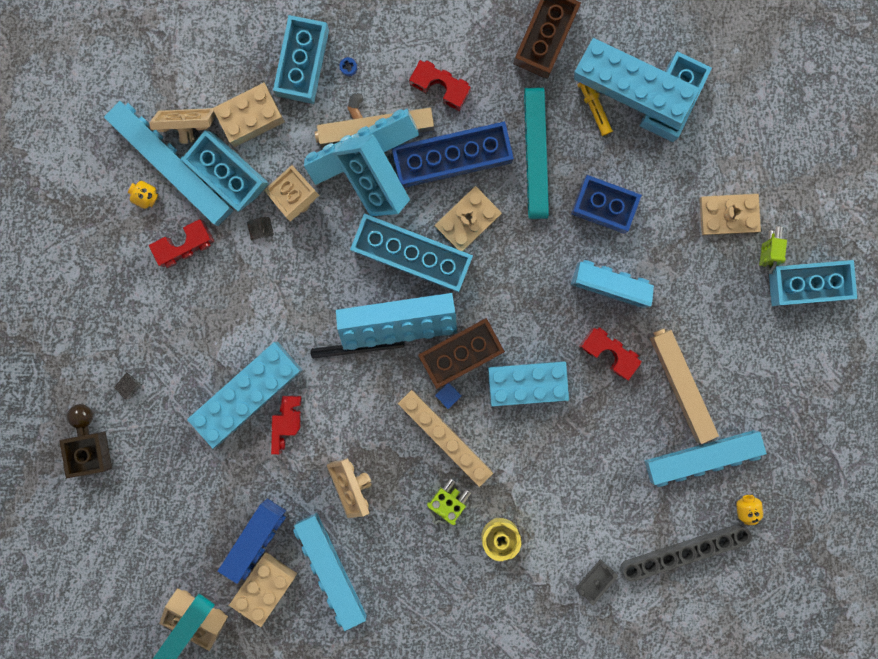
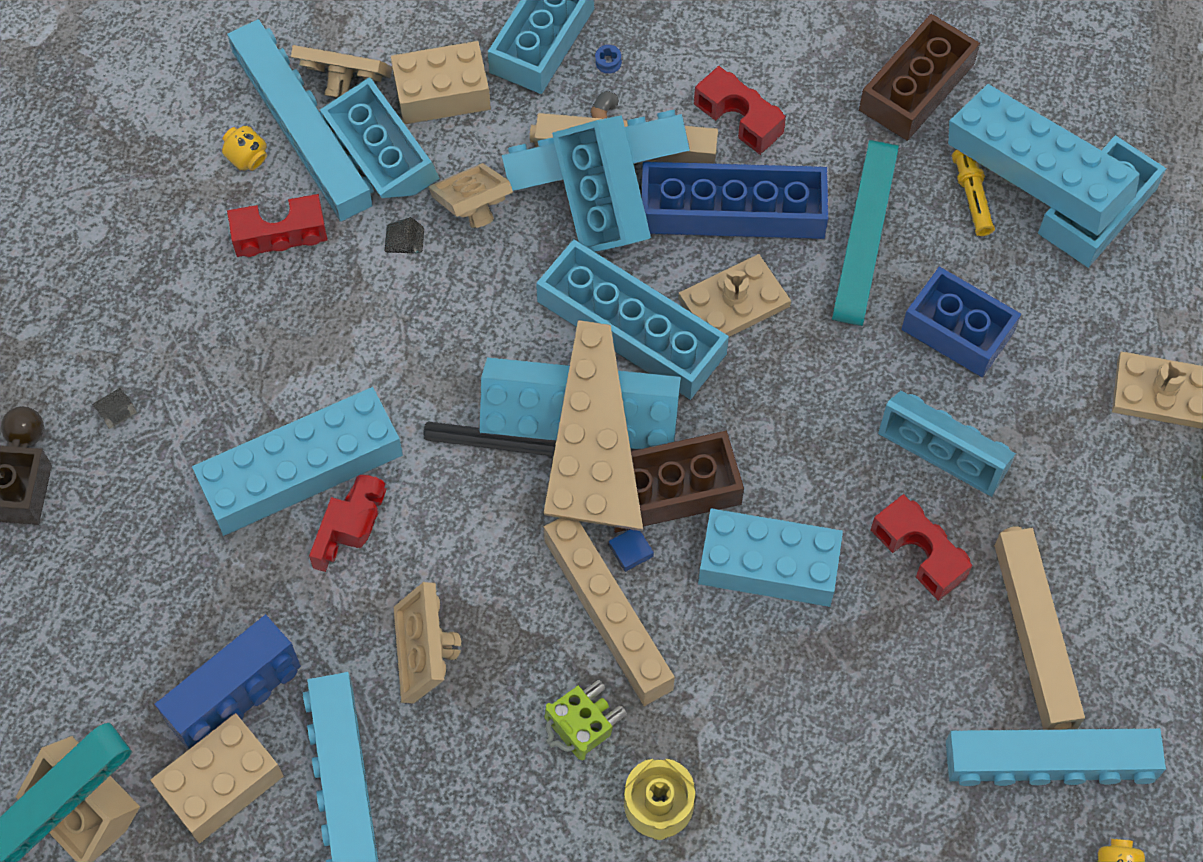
camera: 15 degrees right, 25 degrees down
(414, 358) = (592, 455): none -> tan wing

